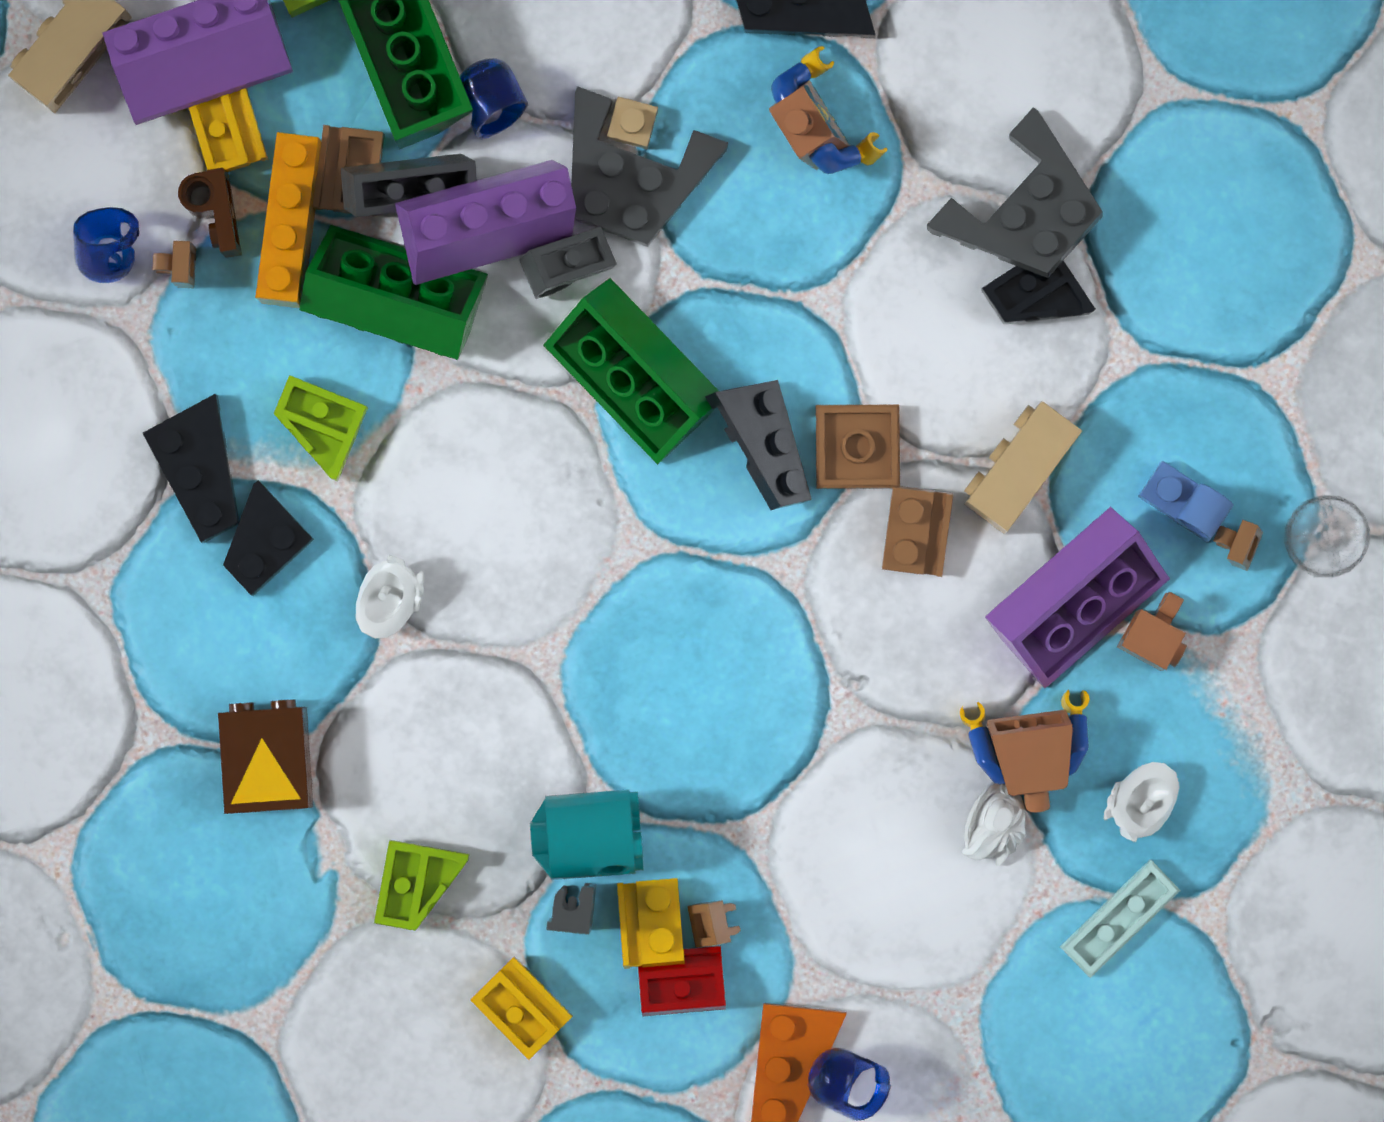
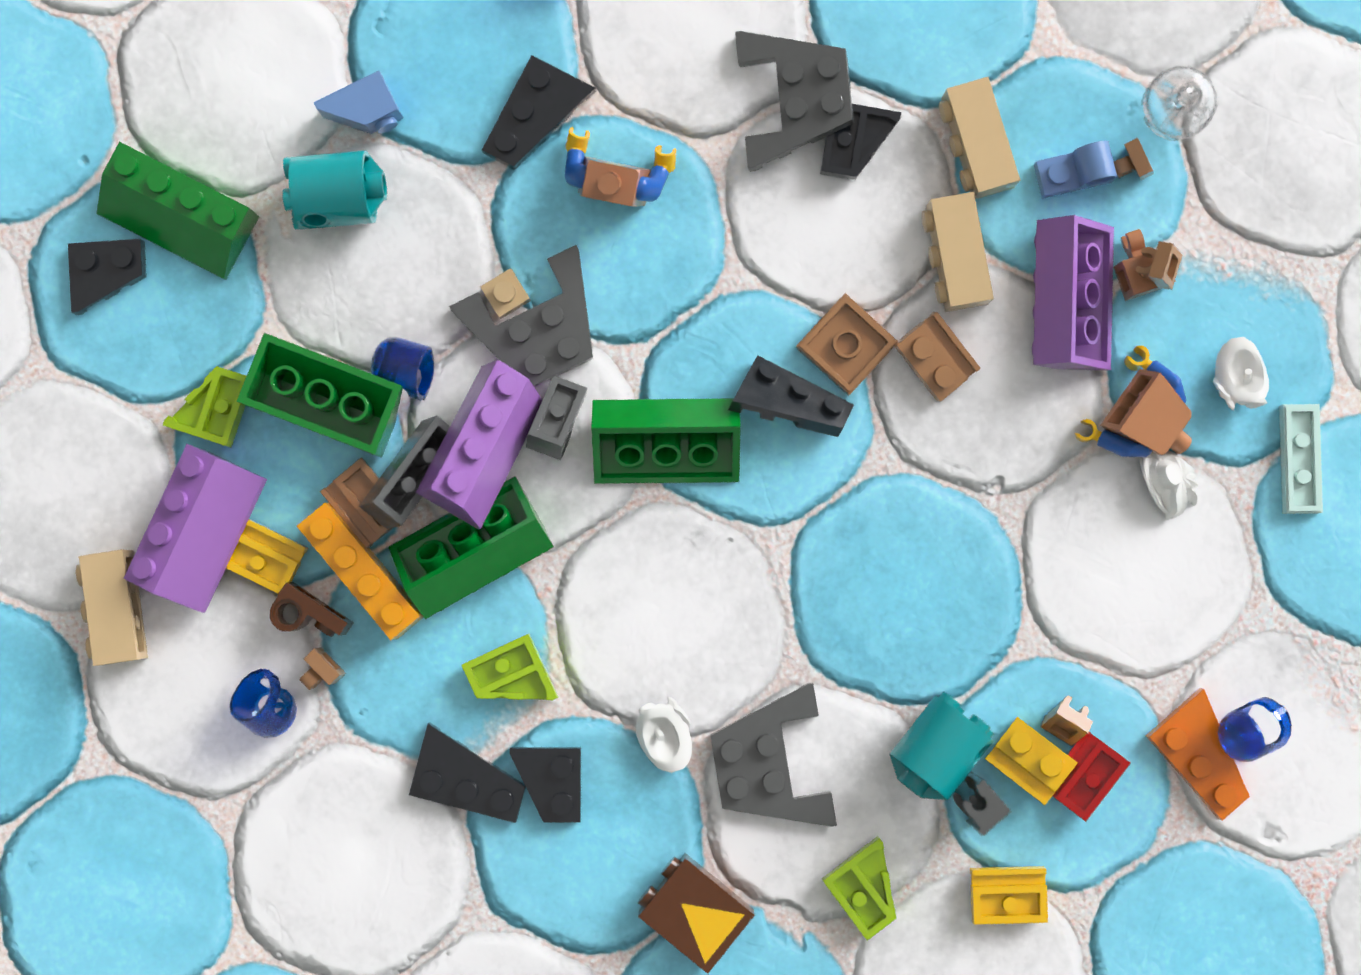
camera: 55 degrees left, 0 degrees up
(431, 699) = (755, 767): none -> dark grey wing
(1134, 394) = (979, 138): none -> tan brick
(1167, 644) = (1164, 265): none -> medium nougat tile

